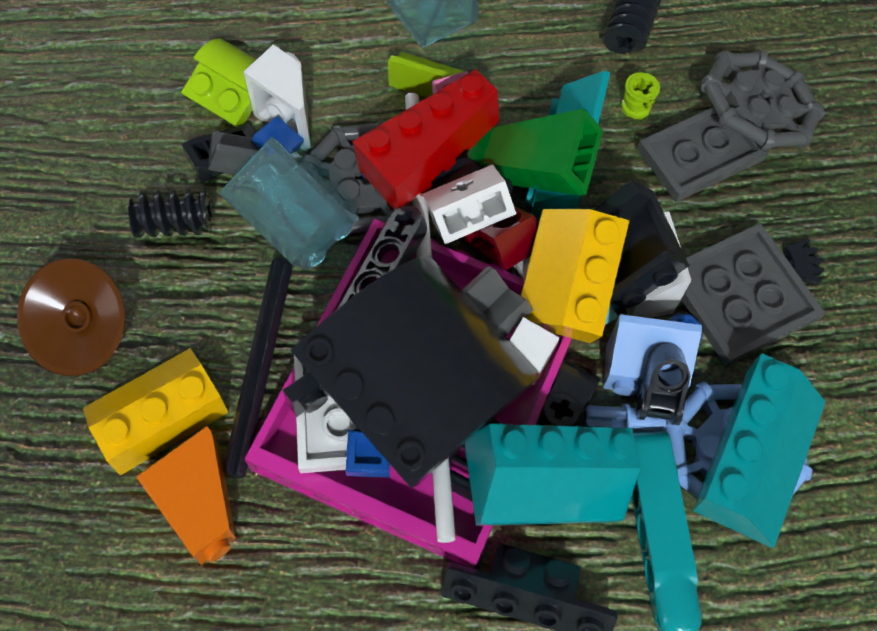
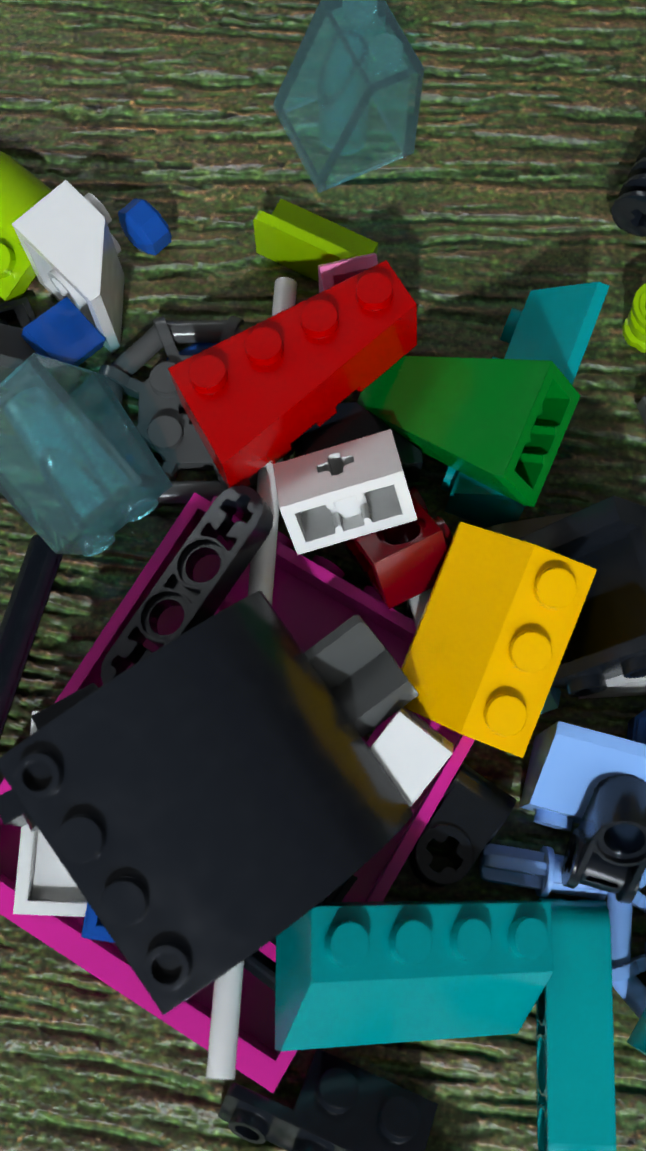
camera: 10 degrees right, 10 degrees up
(318, 74) = (144, 226): none -> blue tile

